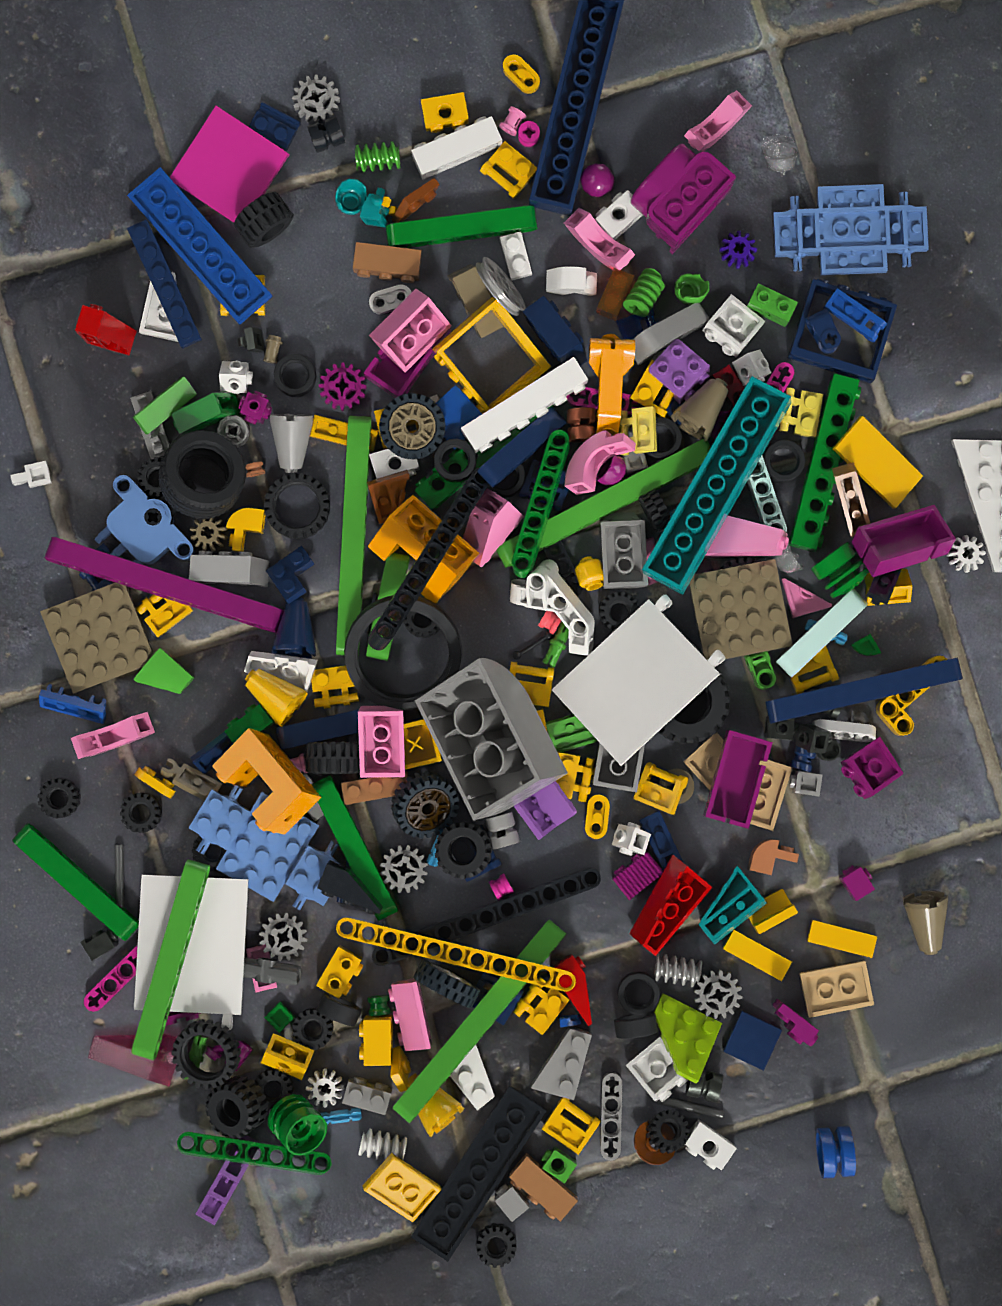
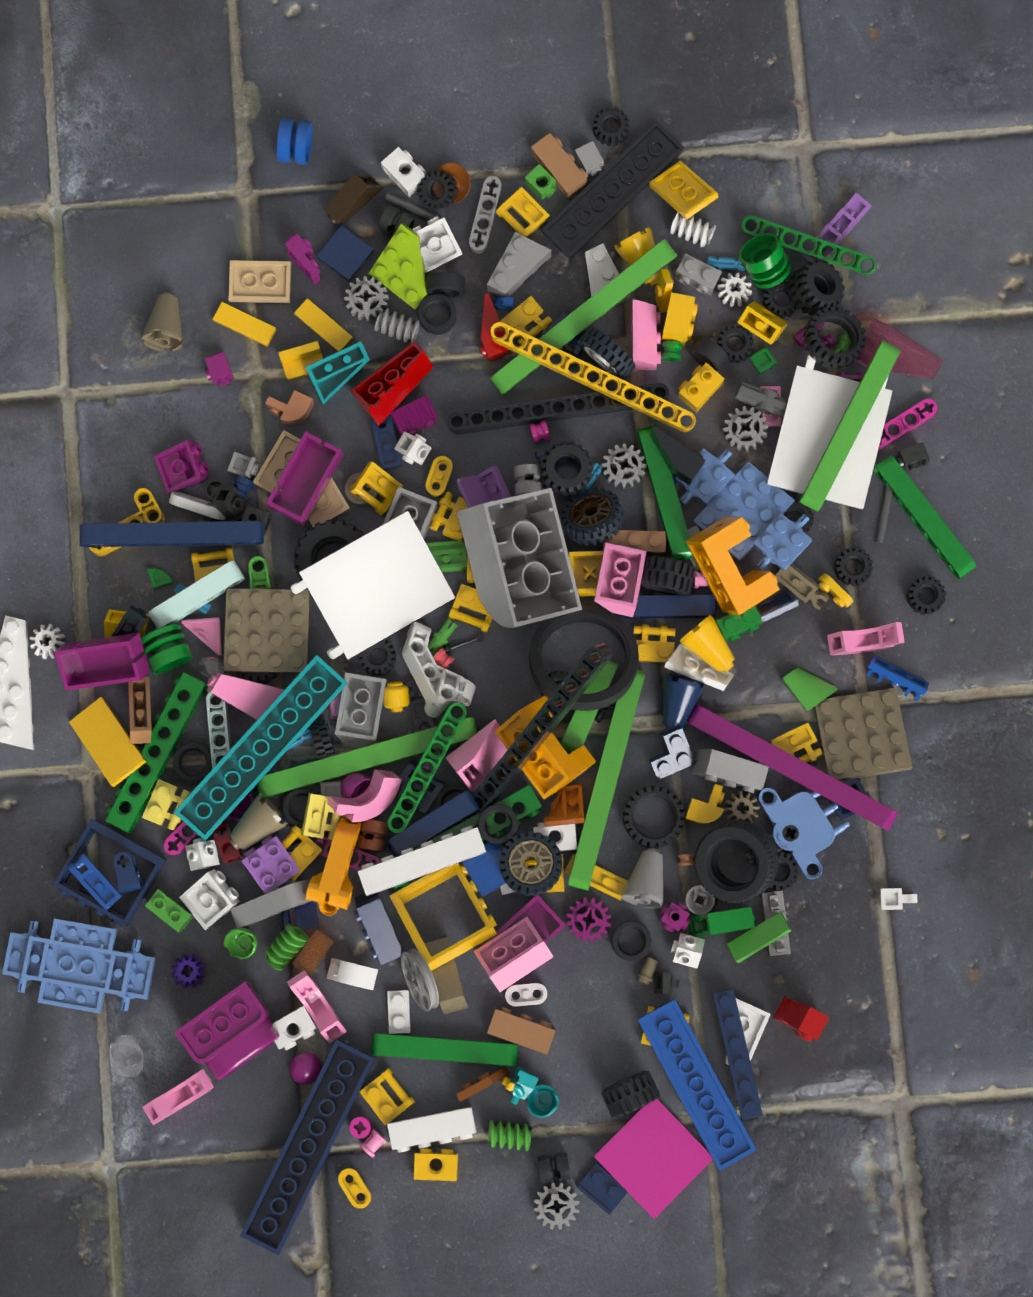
camera: 160 degrees left, 5 degrees down
(758, 1103) = (352, 197): none -> dark brown slope

